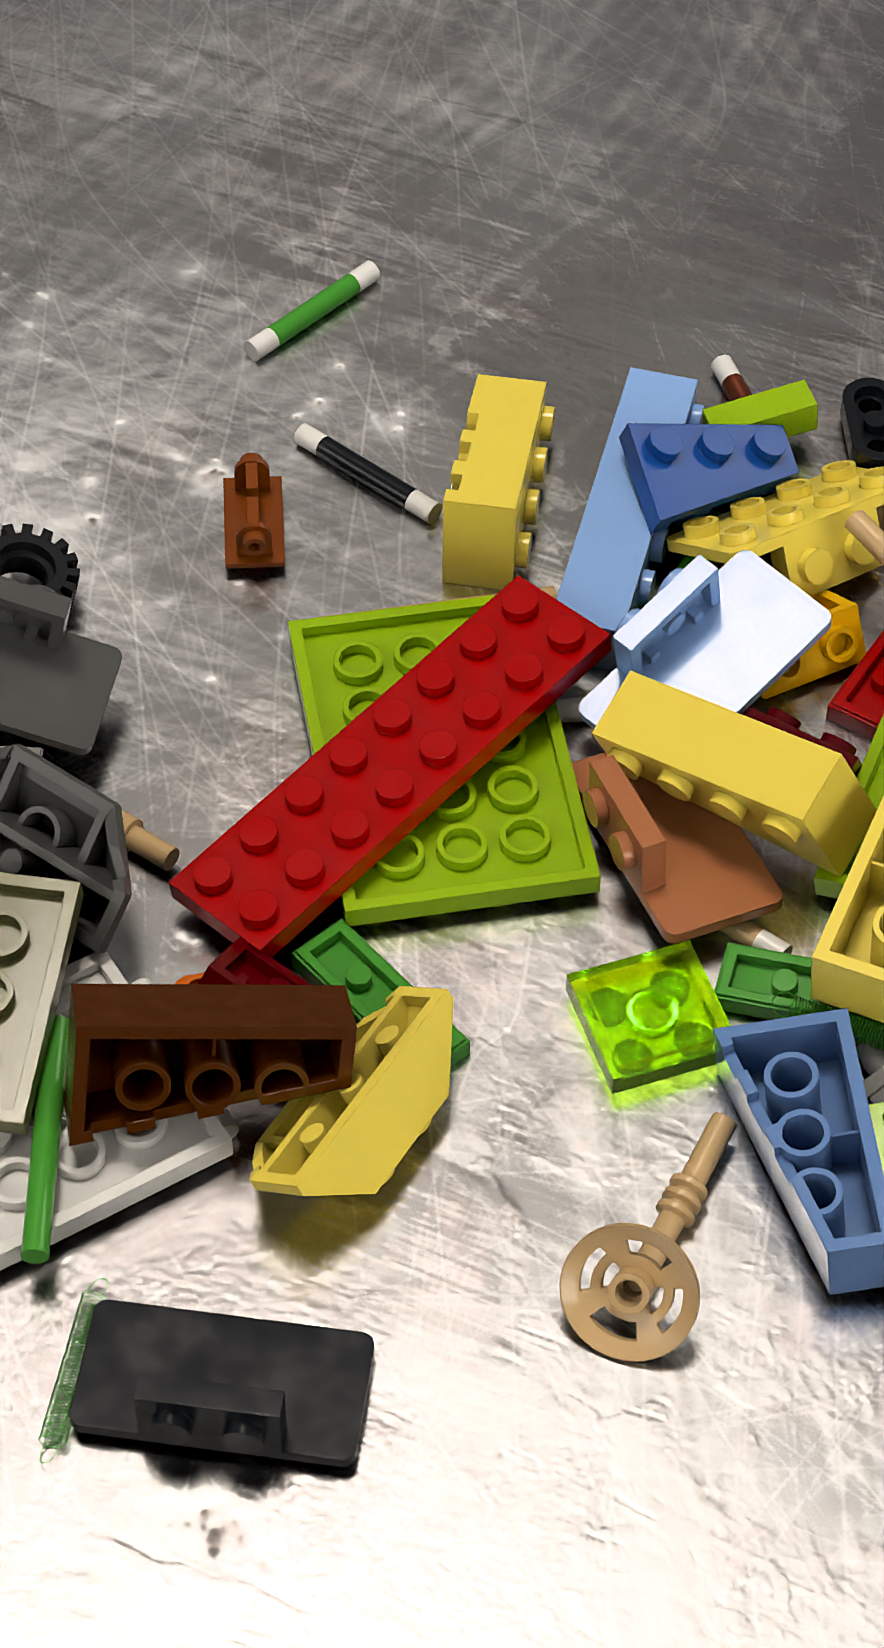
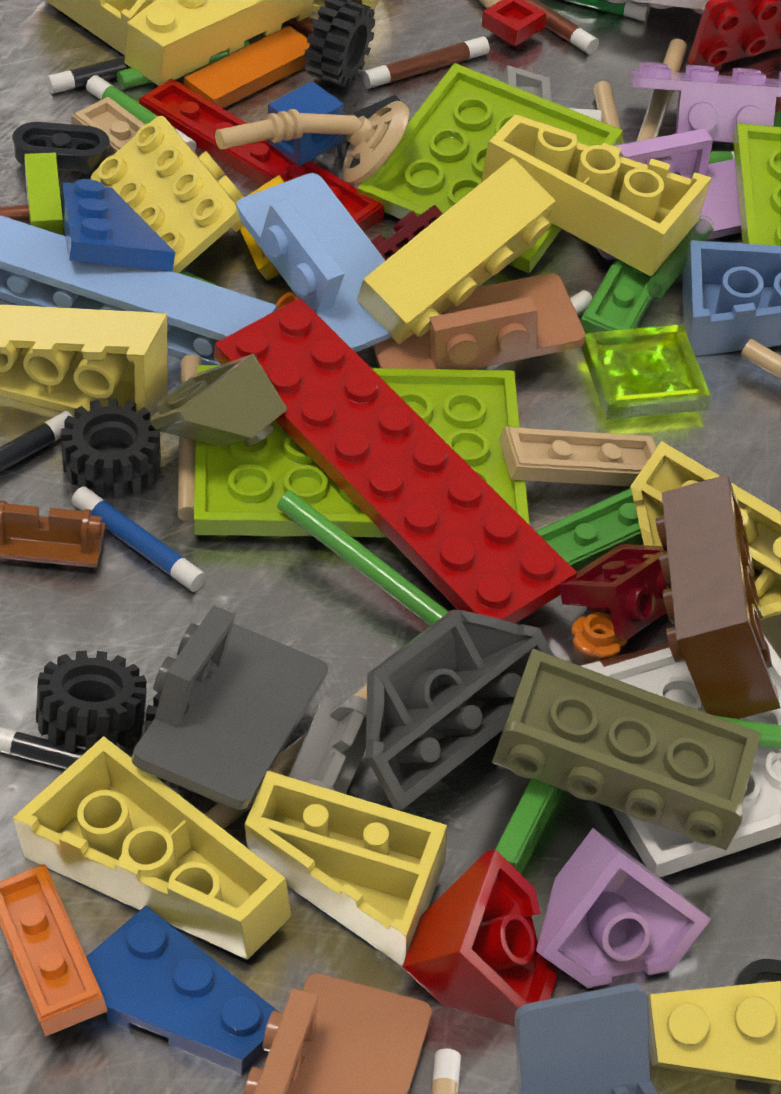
camera: 85 degrees left, 5 degrees down
(145, 907) = (361, 558): none -> bright green bar
(272, 595) = (141, 540): none -> blue bar
(389, 522) = (110, 469): none -> black tyre
(417, 595) = (222, 405): none -> olive slope
(472, 958) = (574, 456): none -> tan tile

